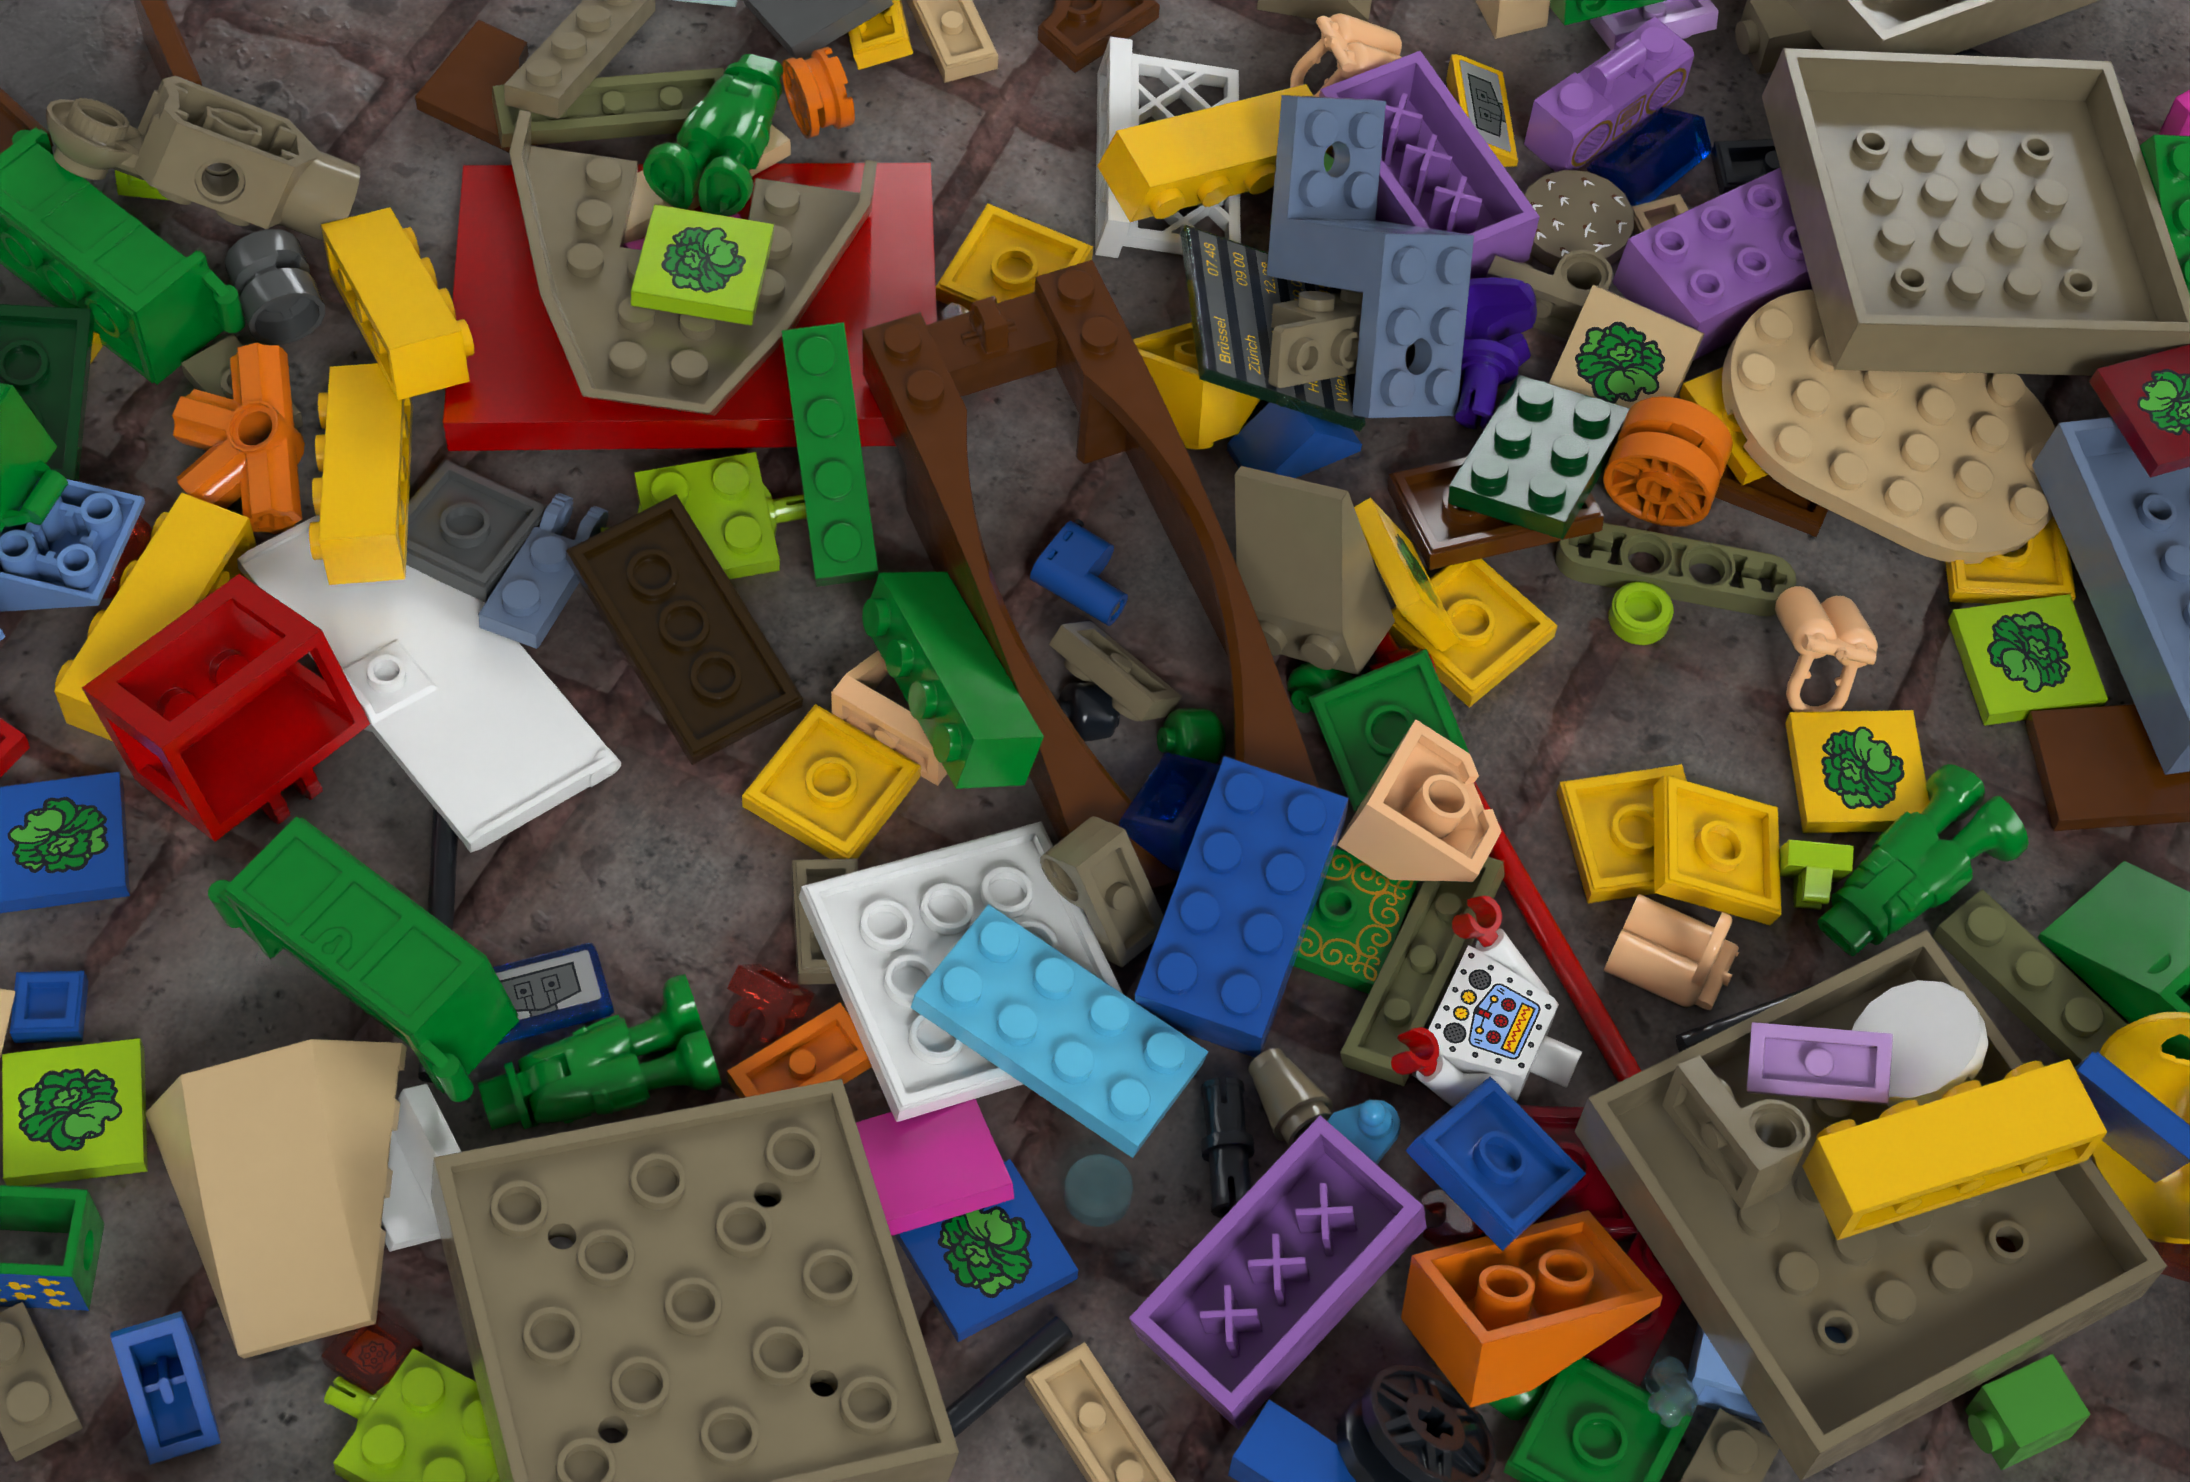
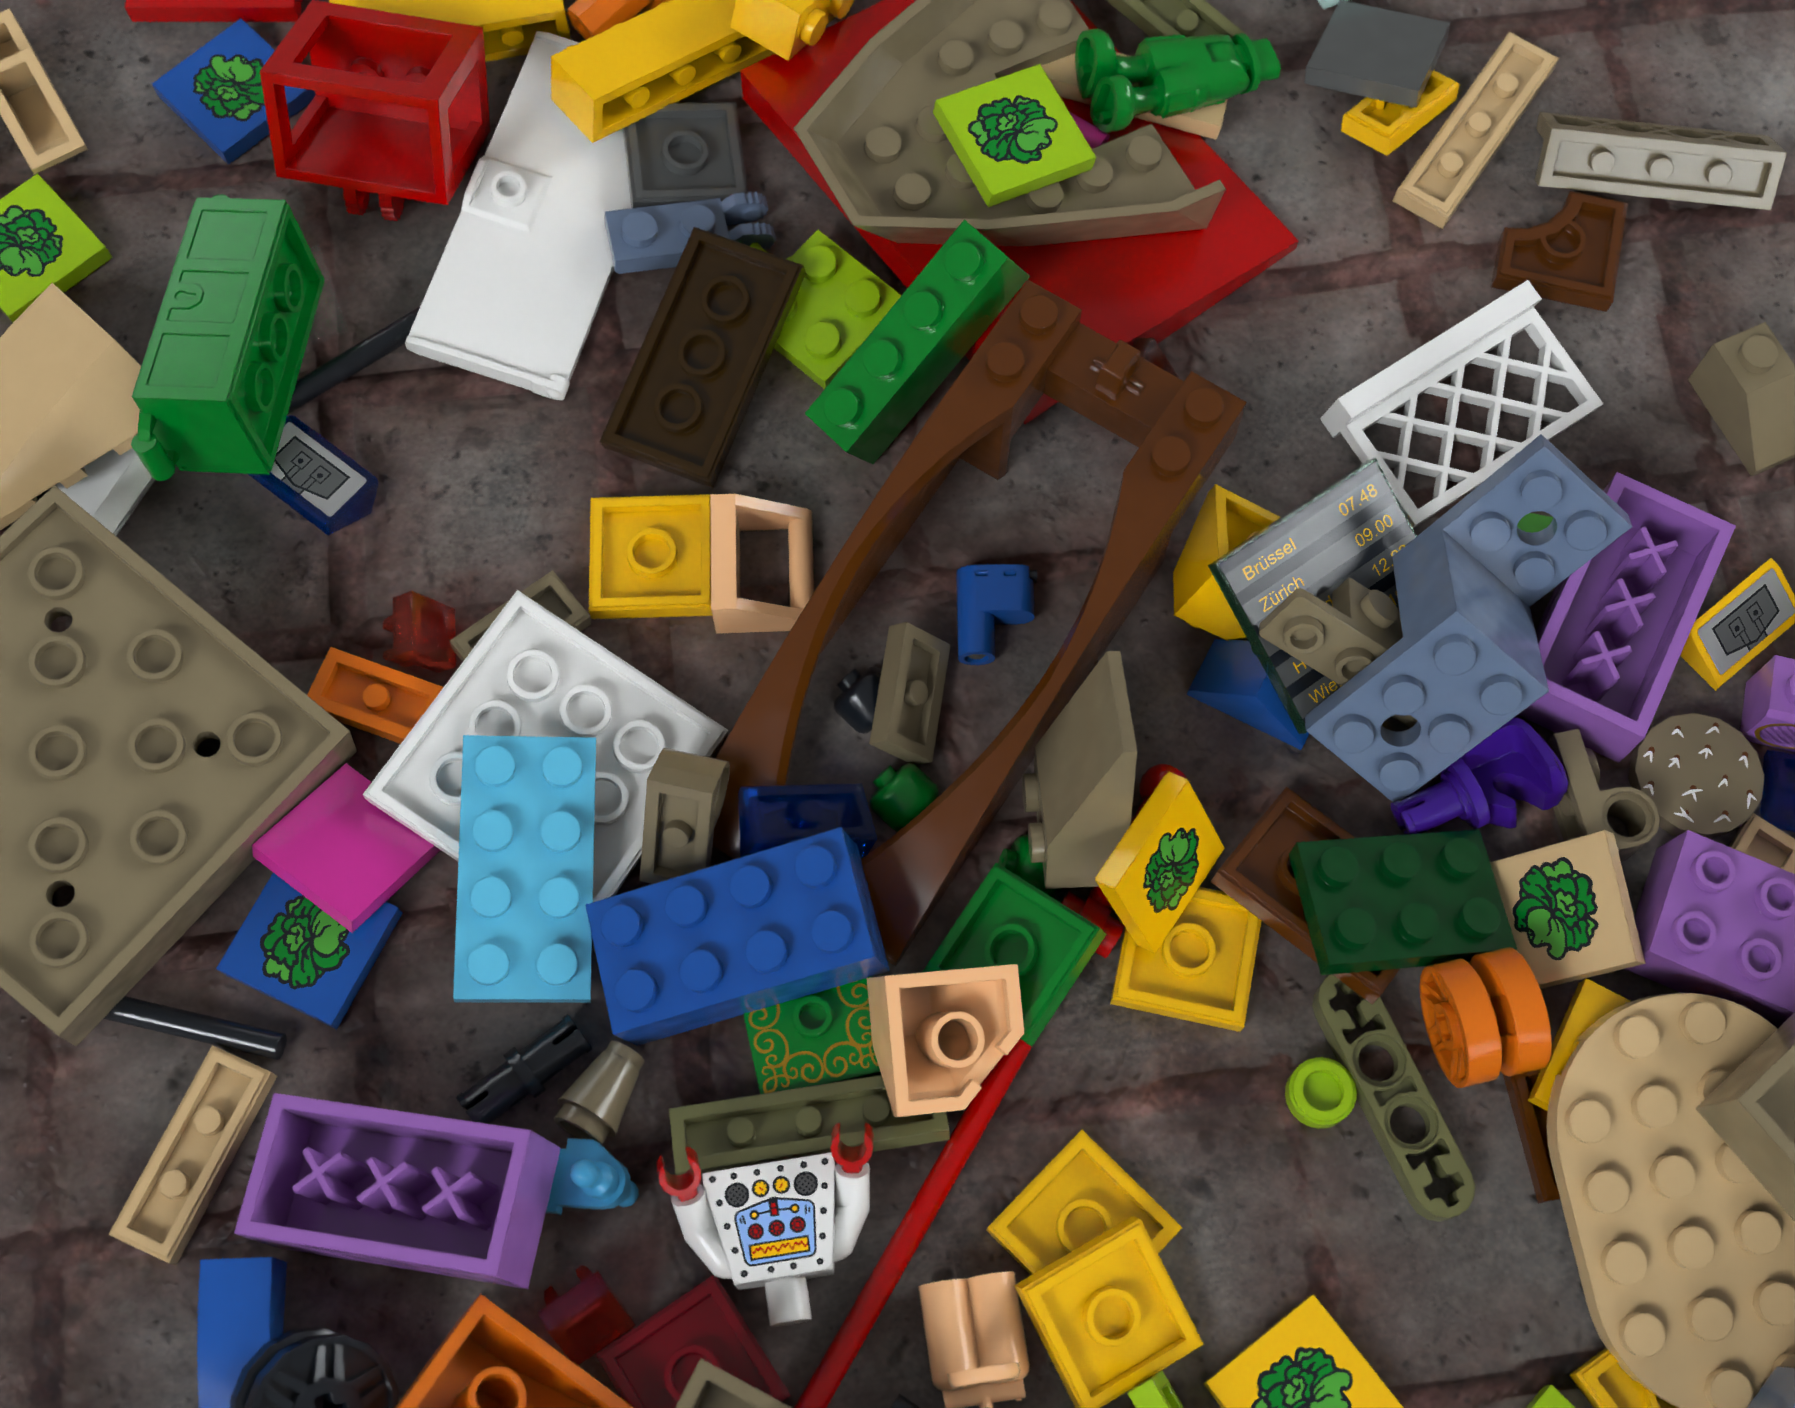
camera: 60 degrees right, 10 degrees up
(49, 1006) = (102, 177): blue tile -> none
(600, 1066) = (282, 554): green piece -> none
(817, 92) = (1283, 114): orange wheel -> none
(952, 680) = (773, 581): green brick -> none
(1005, 257) = (1255, 359): yellow tile -> none
(1098, 1190) = (421, 994): clear light blue tile -> none
(1196, 156) = (1459, 420): yellow brick -> none
(1355, 45) = (1697, 474): light nougat piece -> none
(1495, 1162) = (627, 1312): blue tile -> none
(1823, 630) = (1415, 1279): light nougat piece -> none

